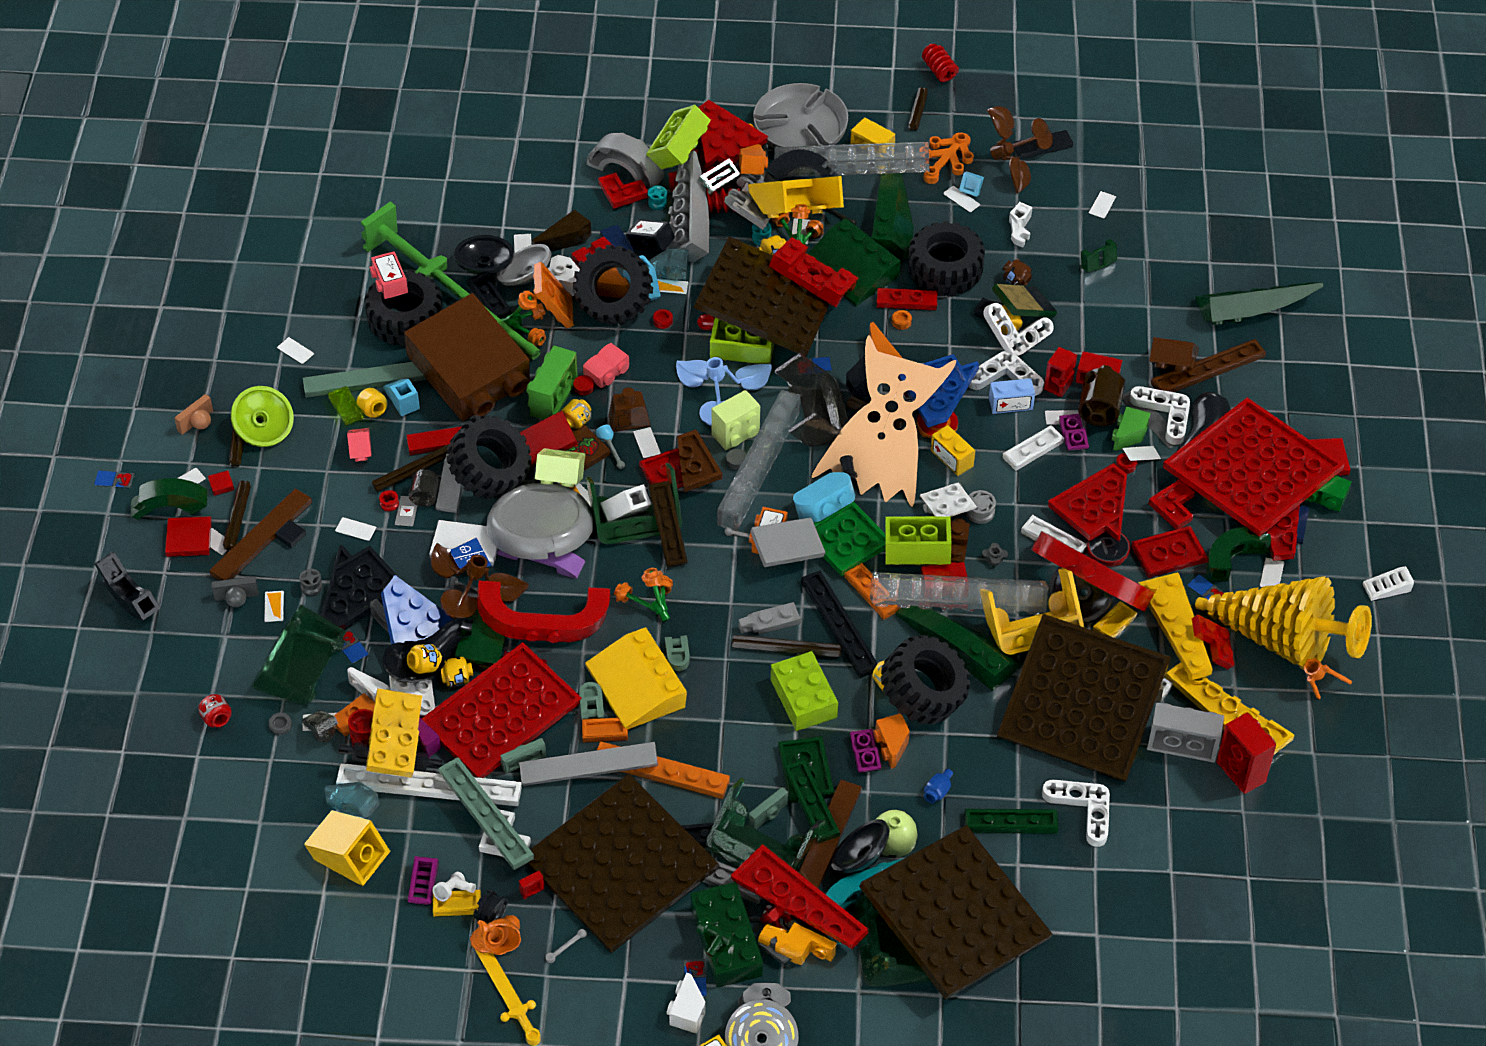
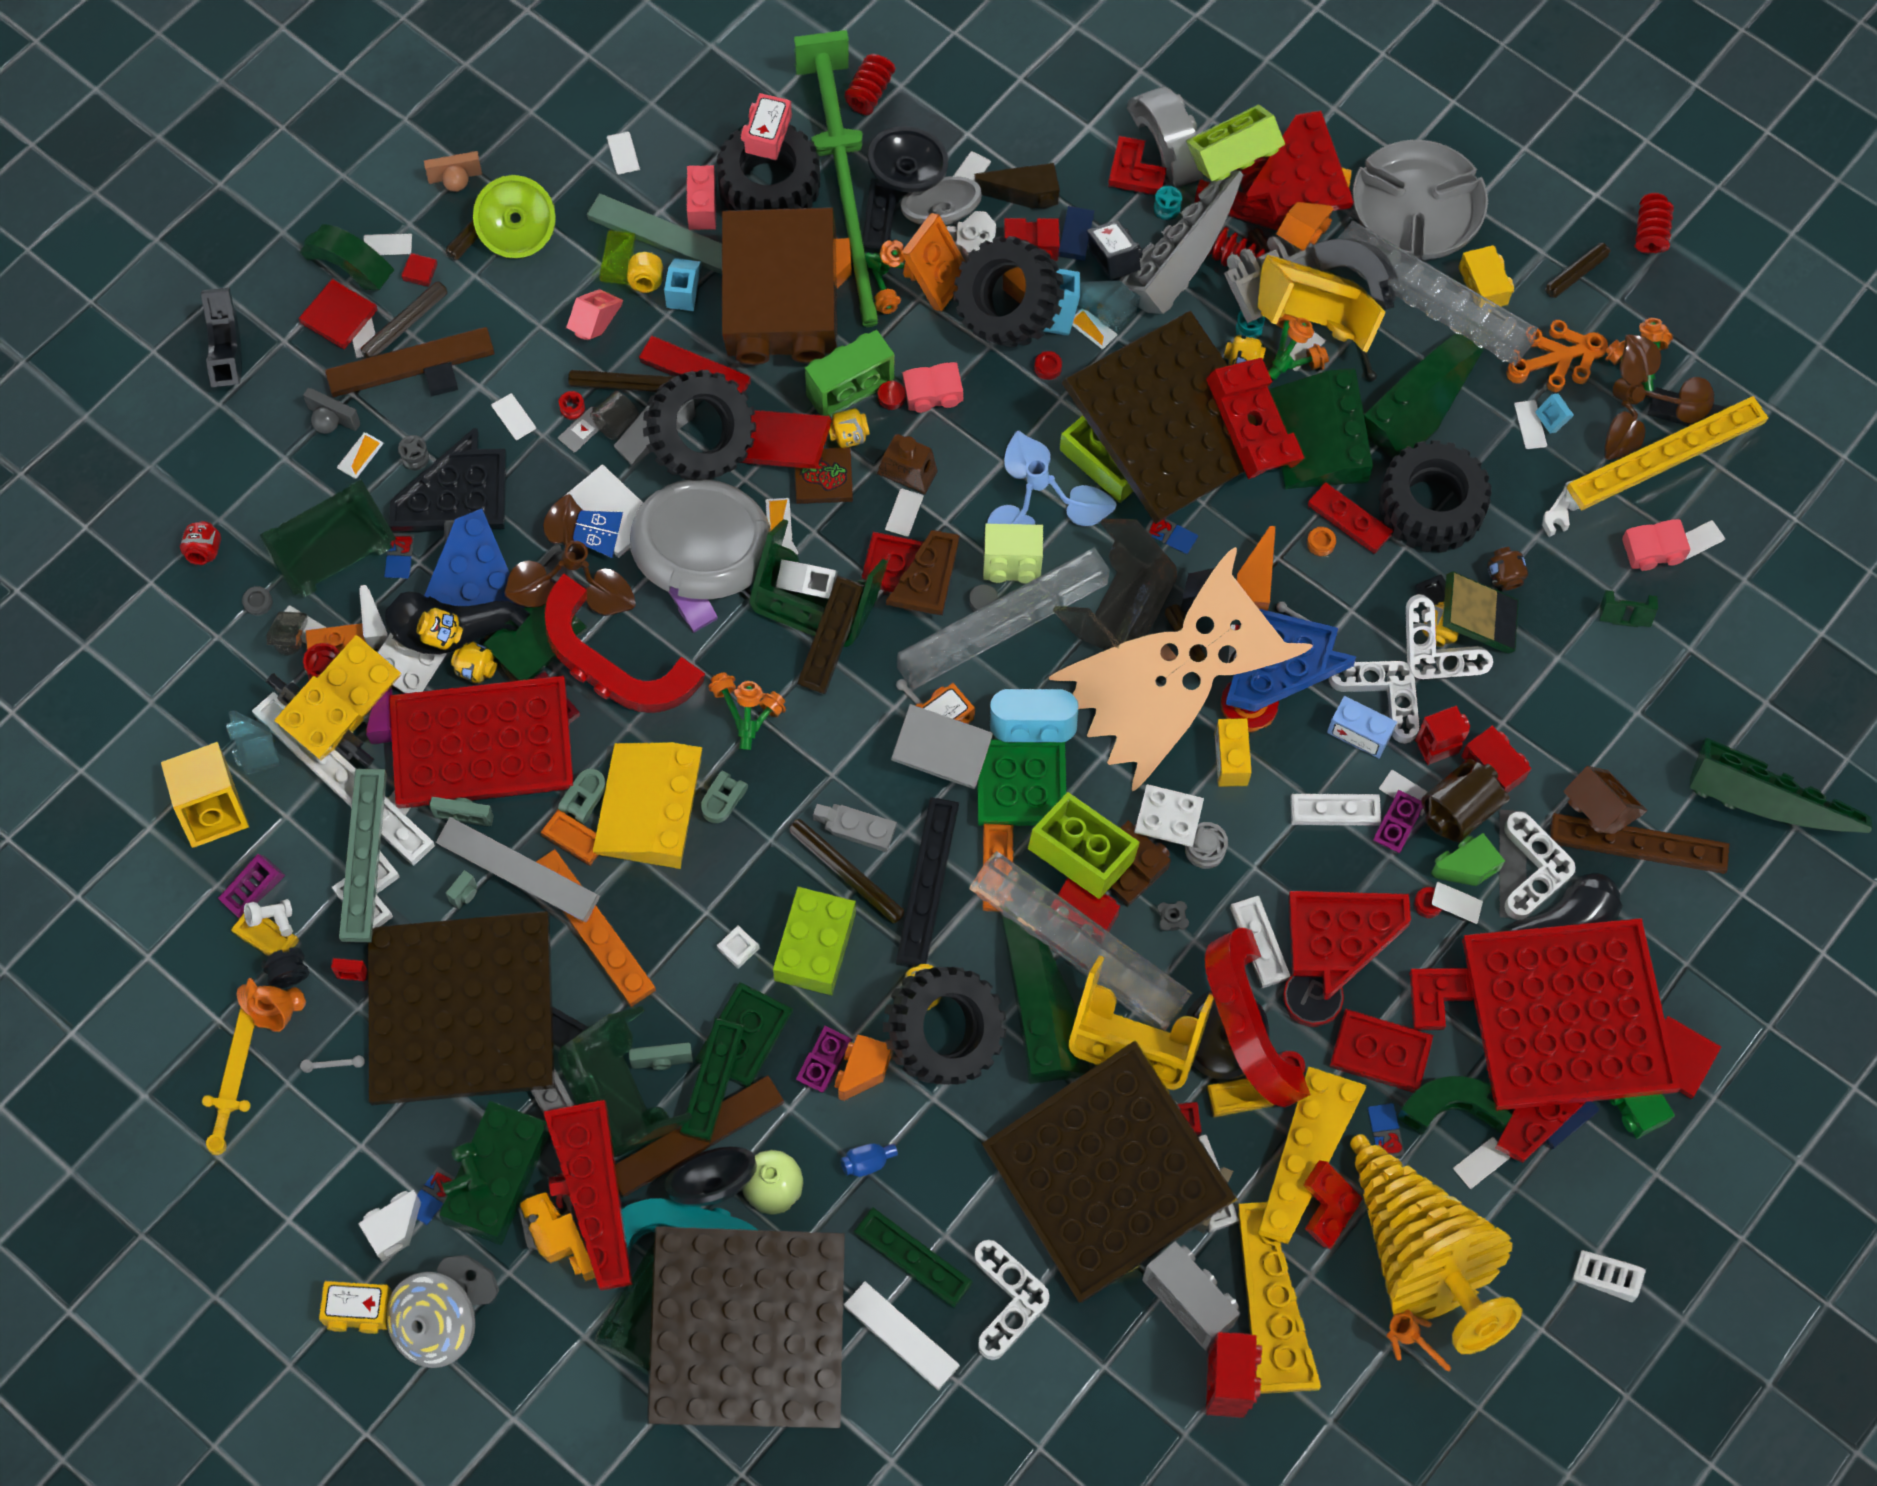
camera: 35 degrees right, 15 degrees up
(114, 479) = (320, 194): sticker -> none
(371, 344) = (701, 197): none -> coral brick
(422, 230) = (869, 83): none -> red piece
(559, 467) = (770, 486): yellowish green brick -> none
(564, 798) = (462, 890): none -> sand green plate
(606, 434) = (862, 474): hinge -> none
(711, 189) = (1224, 224): tile -> none
(758, 725) = (738, 947): none -> white tile
(848, 467) = (1090, 697): black pin -> none
(977, 134) = (1650, 329): none -> orange plant
(1043, 864) = (901, 1335): none -> white tile
(1050, 168) = (1667, 453): none -> yellow plate
(1084, 217) = (1656, 544): none -> coral brick

